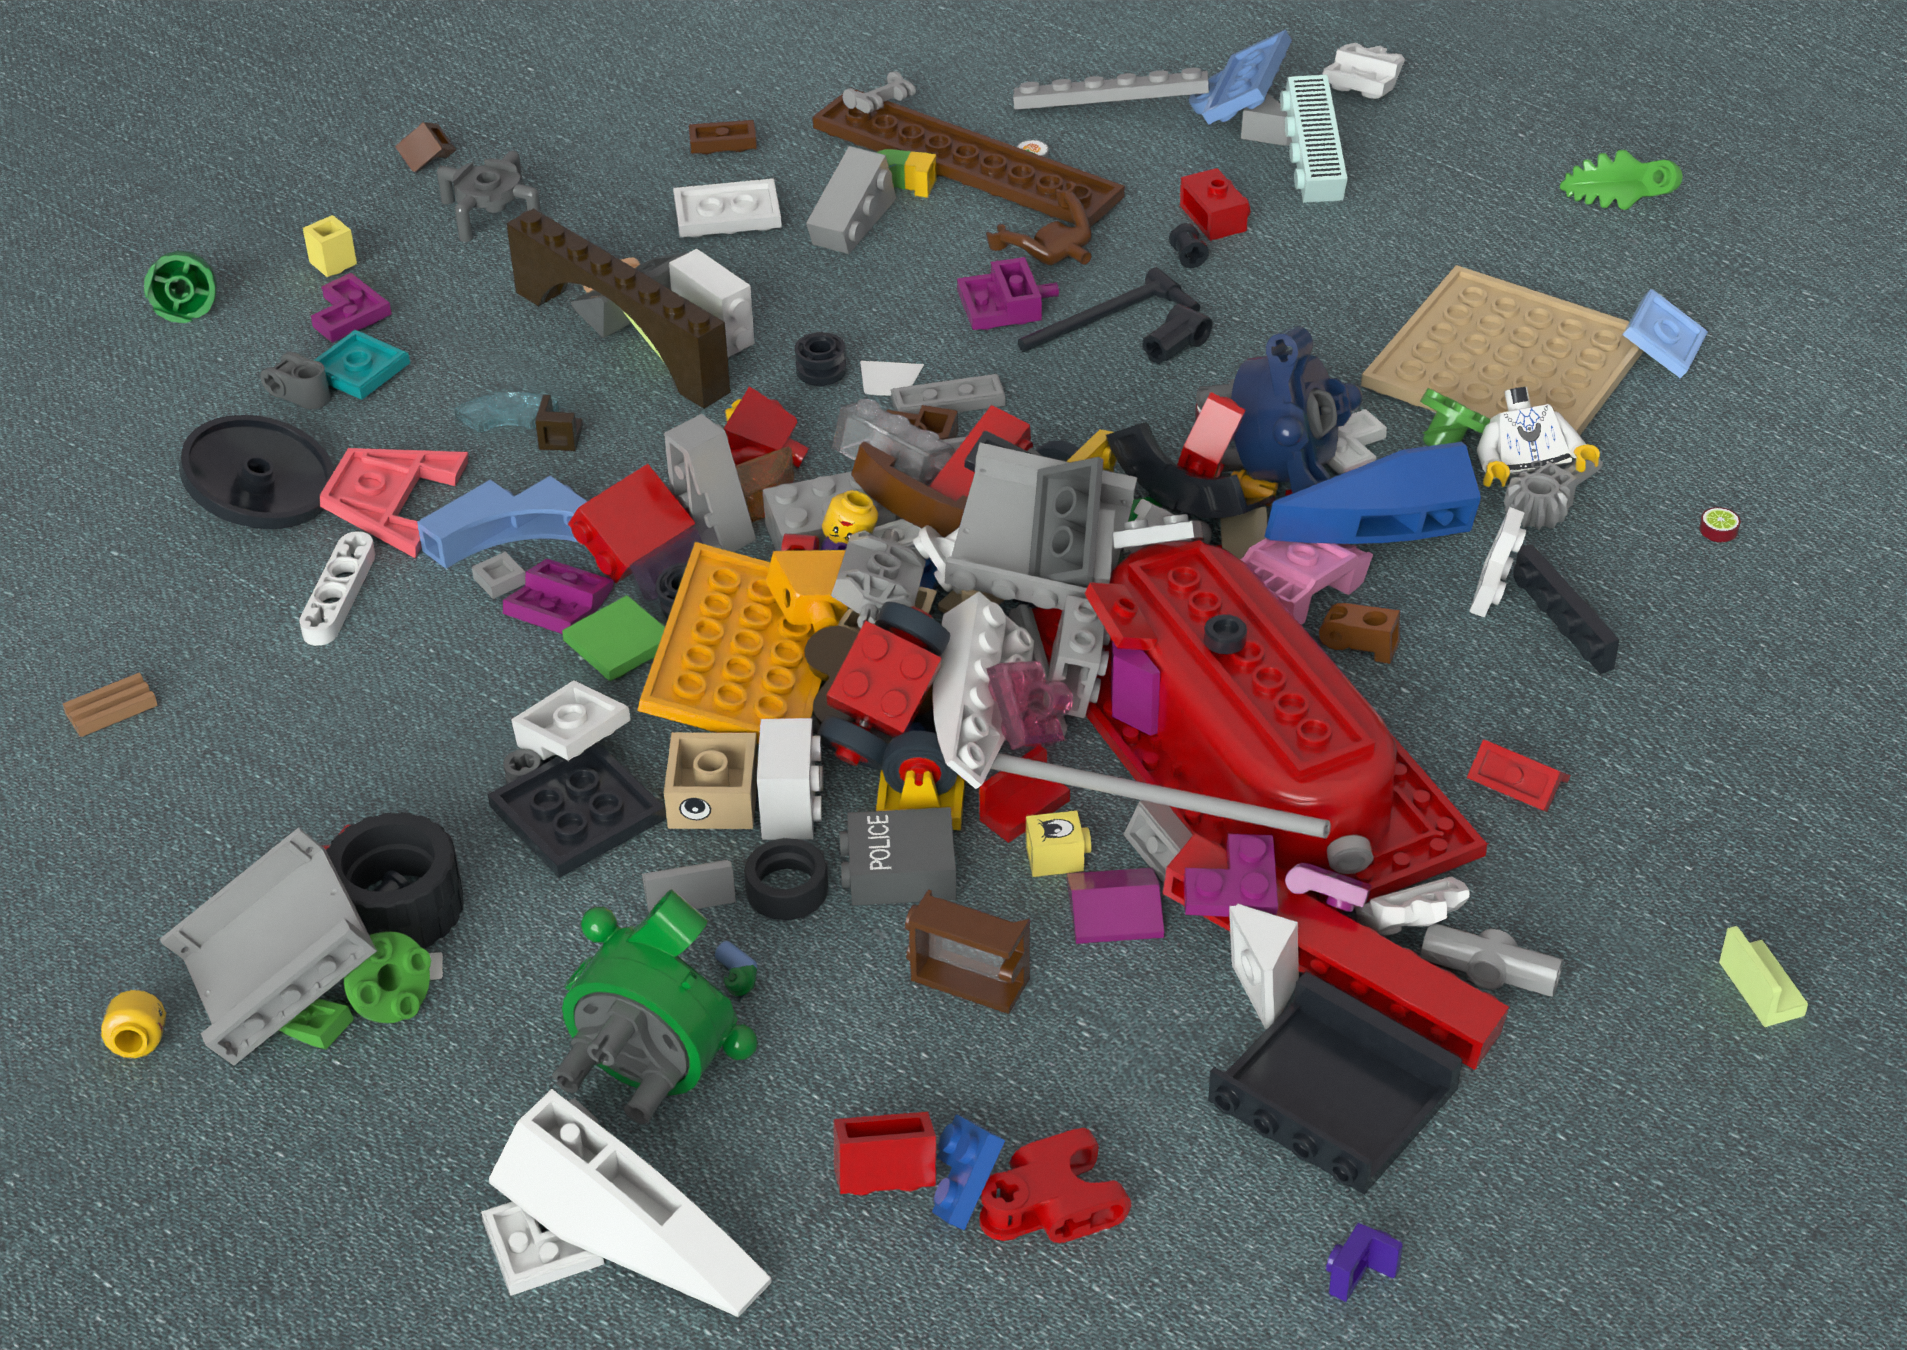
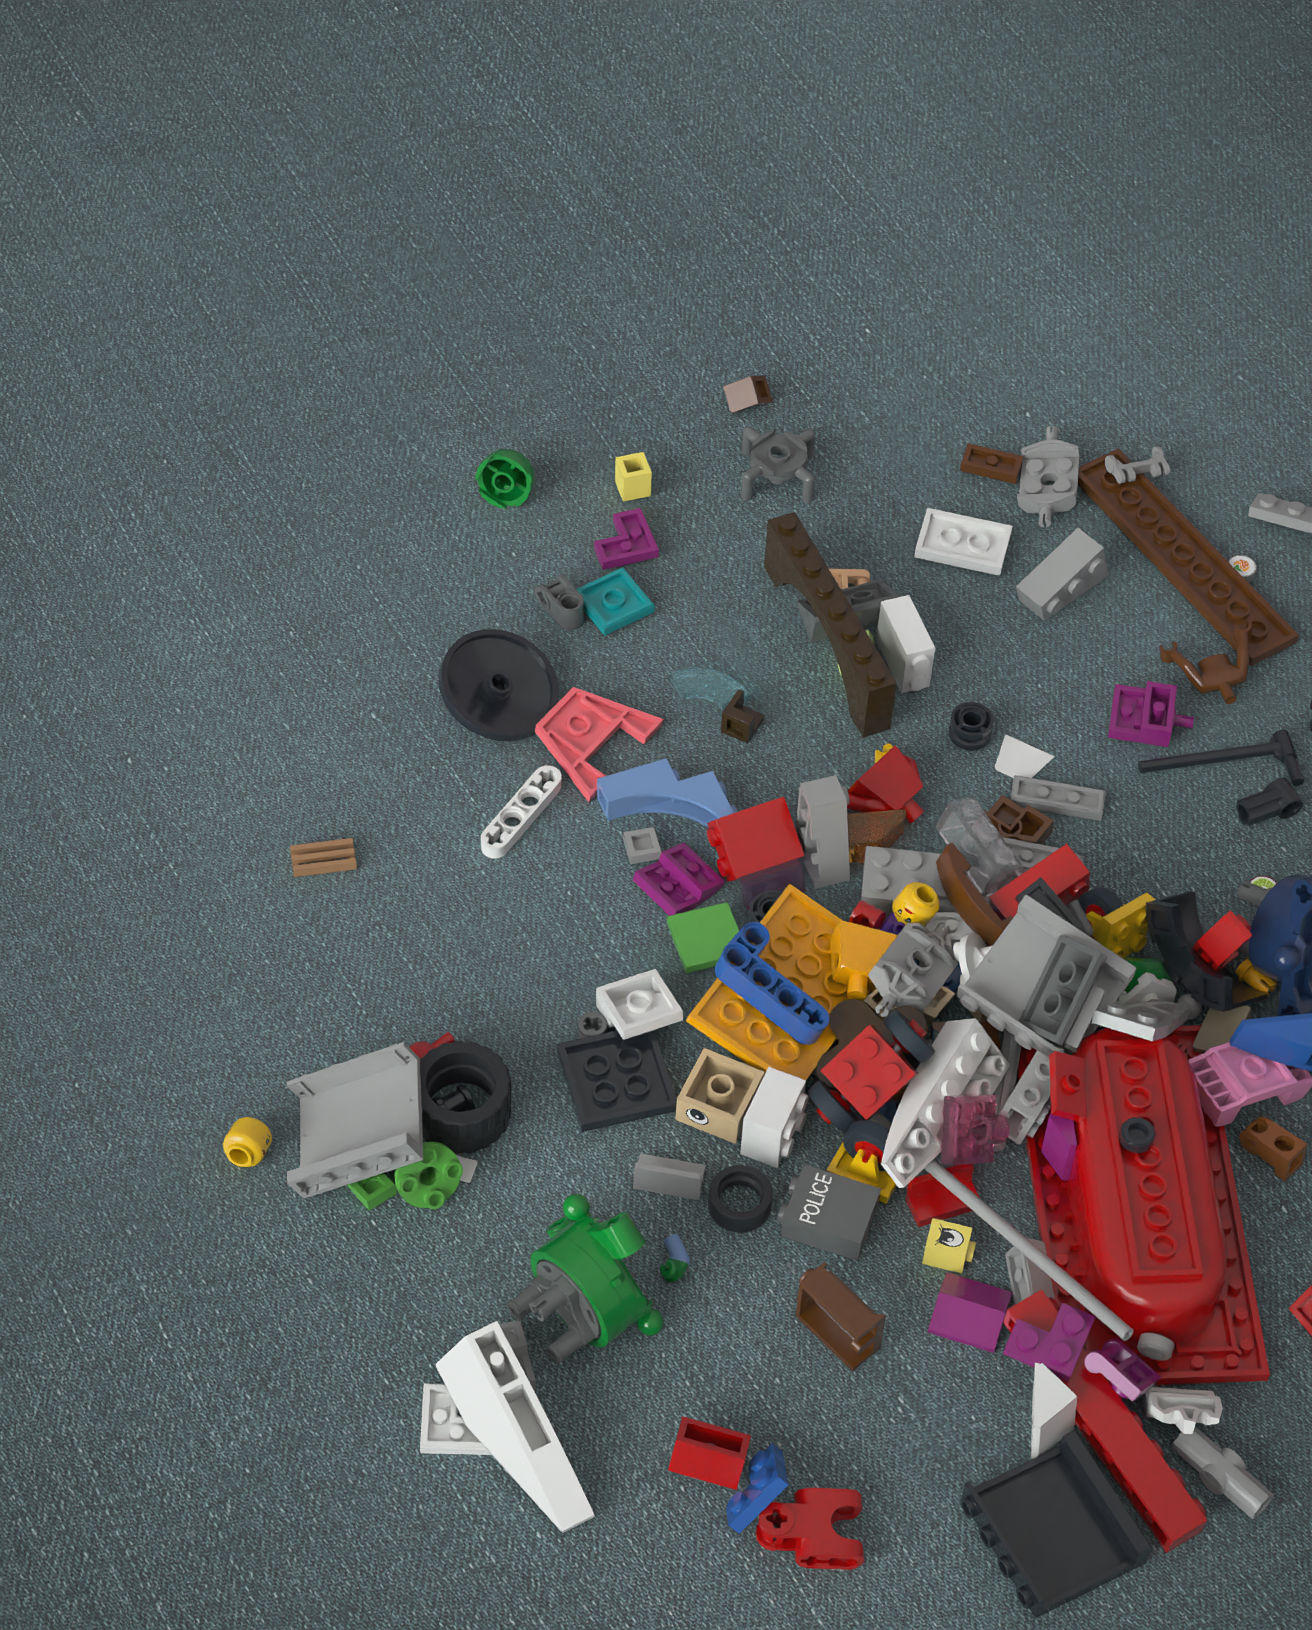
camera: 20 degrees right, 10 degrees up
(723, 644) = (812, 1017): none -> blue beam
(787, 117) = (1049, 462): none -> light grey plate
(912, 170) = (1126, 553): yellow leg -> none

